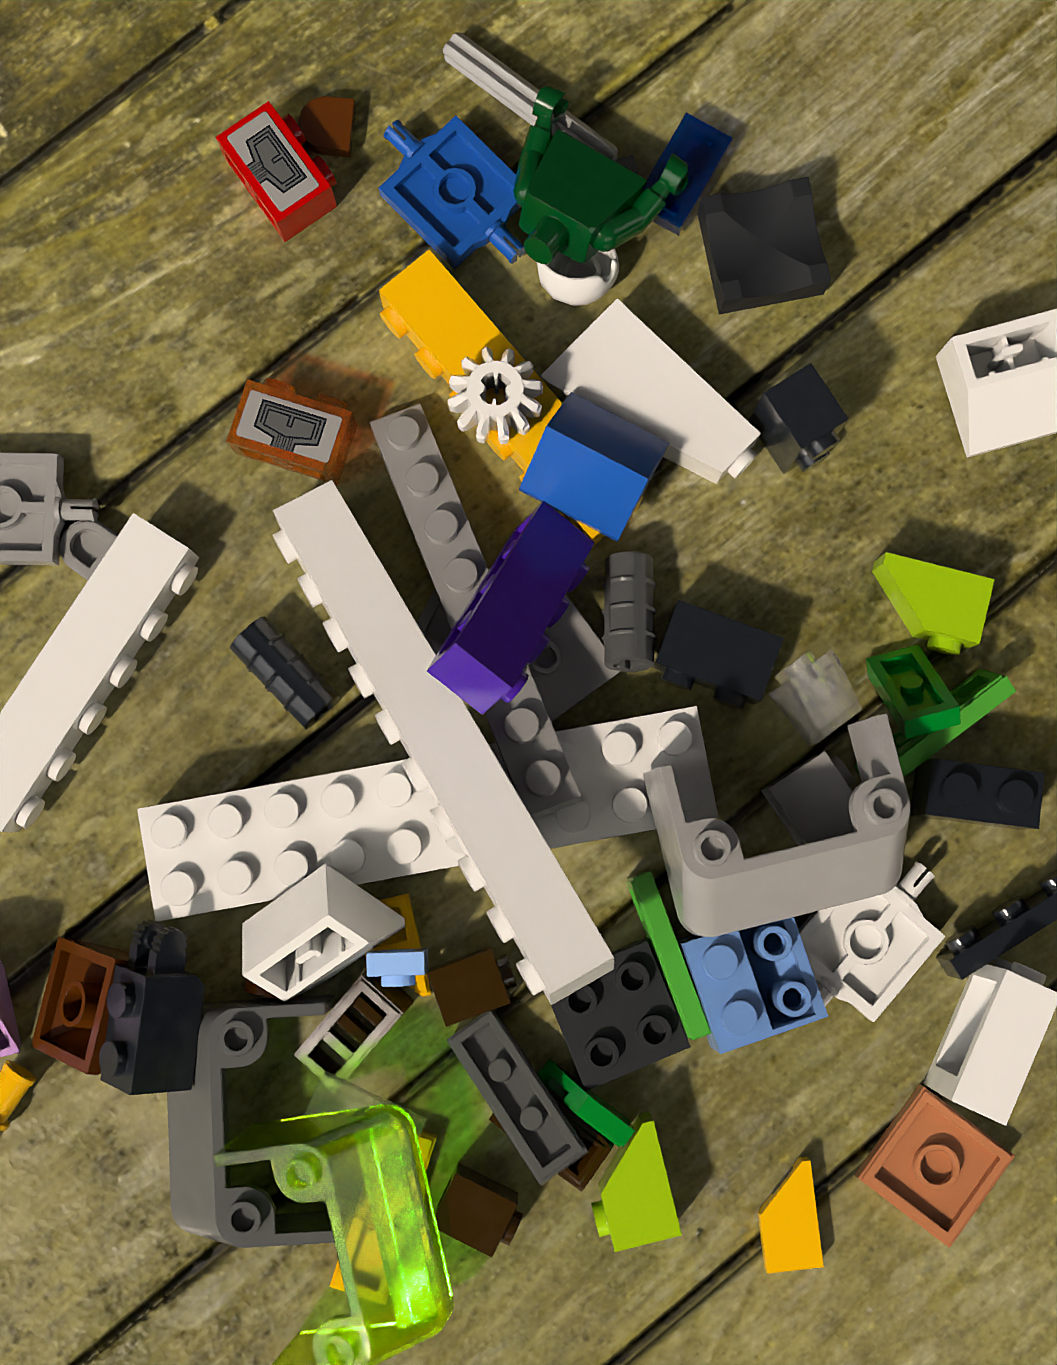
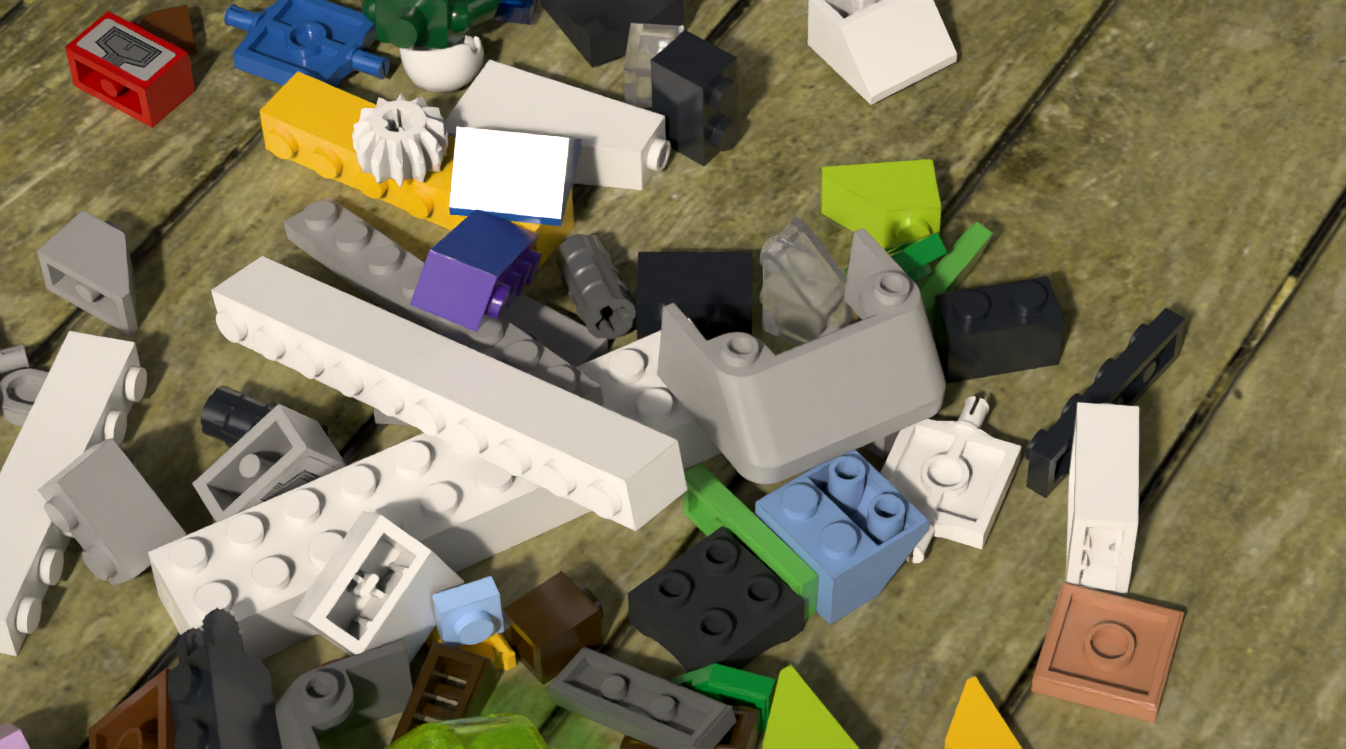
camera: 15 degrees left, 35 degrees down
(116, 745) = (109, 512): none -> light grey brick
(183, 425) = (92, 270): none -> light grey slope
(267, 753) = (266, 462): none -> light grey brick
(292, 430) = (204, 243): brick -> none
(778, 341) = (643, 44): none -> clear brick

